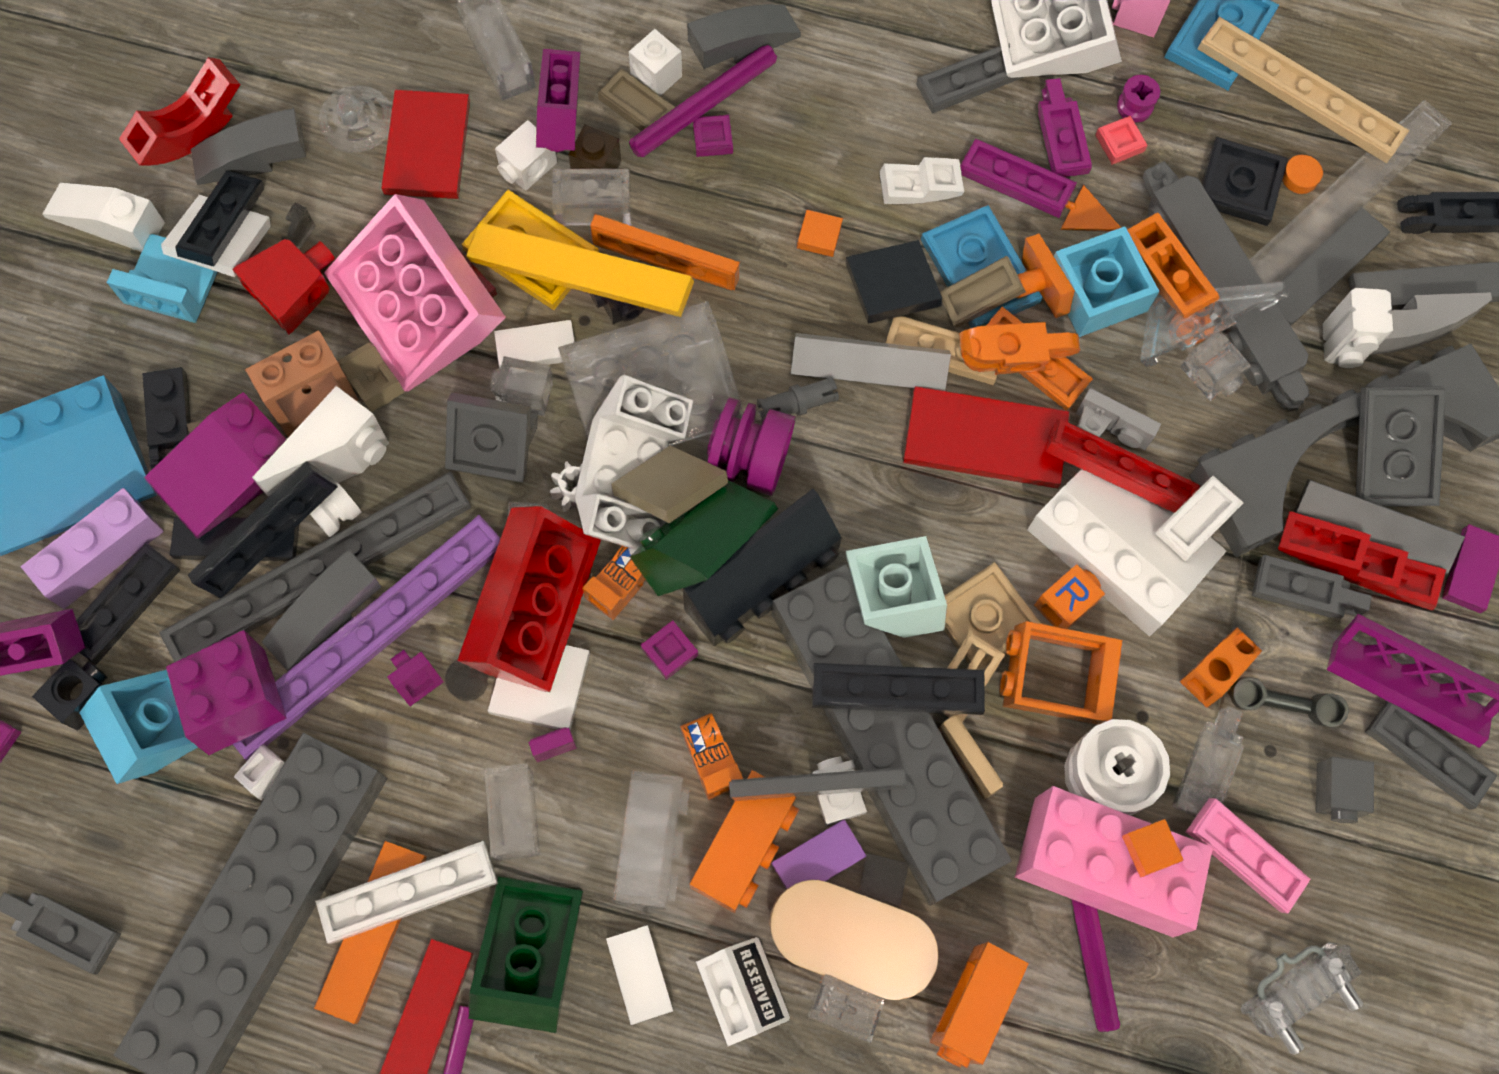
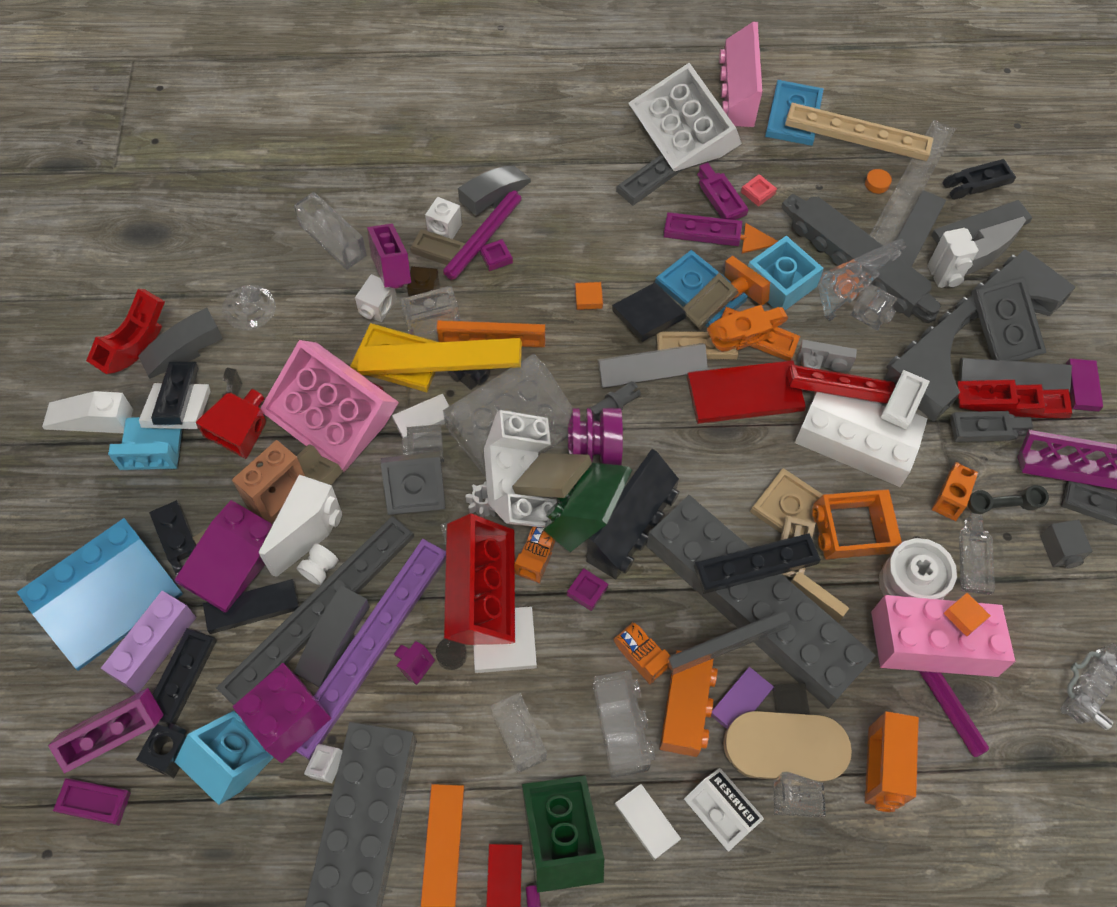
camera: 15 degrees left, 10 degrees down
(262, 530) = (273, 591): black tile -> none
(406, 892) = (460, 815): white tile -> none
(426, 144) = (303, 309): red tile -> none
(552, 744) = (529, 678): magenta tile -> none
(842, 805) = (741, 658): white bracket -> none
(898, 587) = (731, 498): light aqua slope -> none
(928, 182) = (645, 247): white slope -> none
(1070, 597) = (841, 474): orange brick -> none
(1130, 103) = (760, 162): magenta wheel -> none
(1172, 267) = (830, 254): orange slope -> none
(1243, 180) = (845, 193): black tile -> none
(1248, 855) = (1025, 606): bright pink tile -> none

